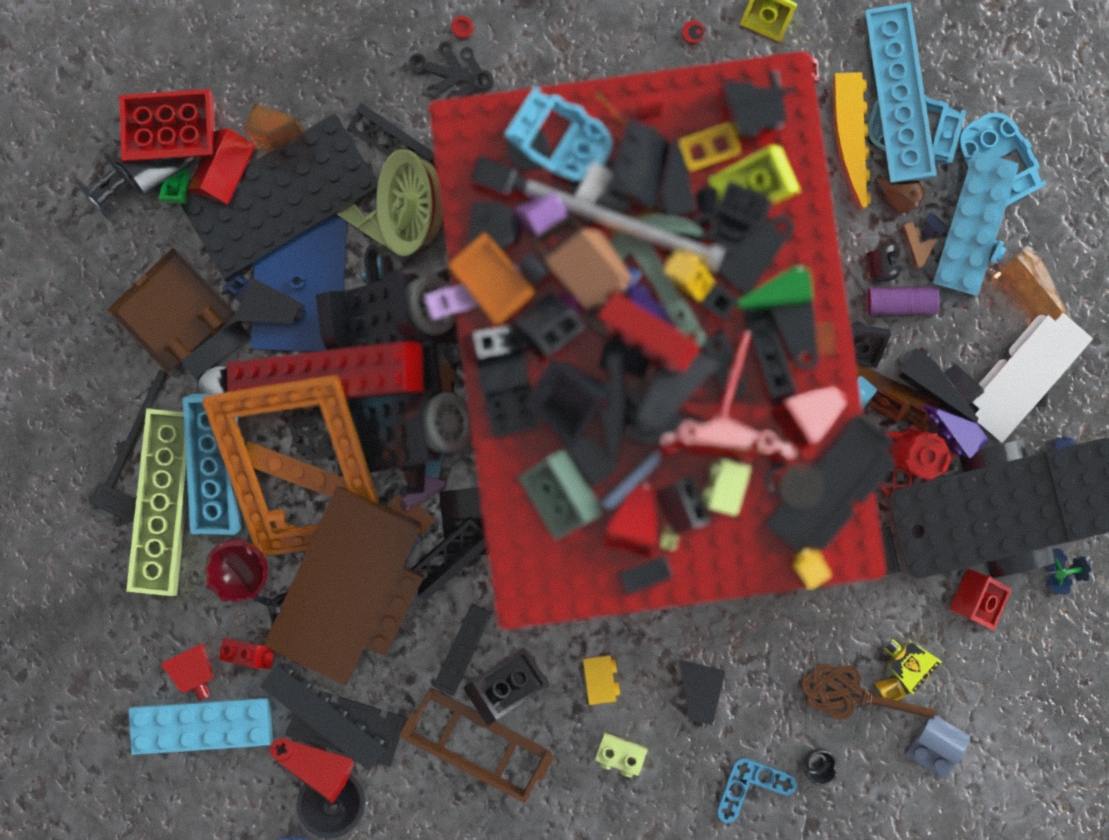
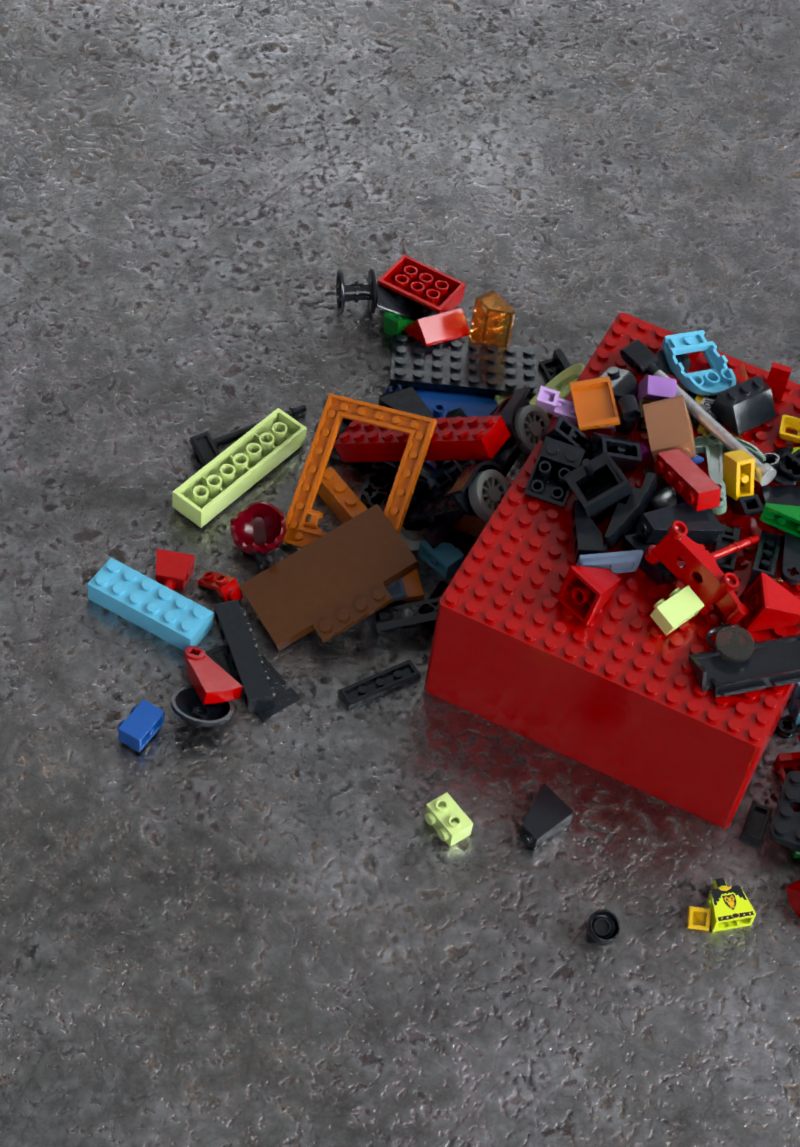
camera: 25 degrees right, 35 degrees down
(171, 311) = (337, 372): reddish brown piece -> none
(210, 490) = (282, 472): medium azure brick -> none
(432, 487) = (431, 570): lavender slope -> none
(464, 764) = (312, 696): reddish brown piece -> none
(505, 686) = (392, 721): black slope -> none
(560, 494) = (549, 545): sand green slope -> none
(593, 183) = (706, 395): white sticker -> none
(600, 679) = (469, 762): yellow brick -> none
(646, 574) = (575, 631): black tile -> none
(669, 540) = (609, 622): yellowish green piece -> none
(677, 190) = (764, 432): black slope -> none
(681, 506) = (636, 601): black brick -> none
(751, 777) = (540, 904): dark azure beam -> none
(810, 568) = (707, 692): yellow slope -> none
(821, 680) = (661, 895): reddish brown piece -> none
(938, 746) = (712, 977): sand blue brick -> none

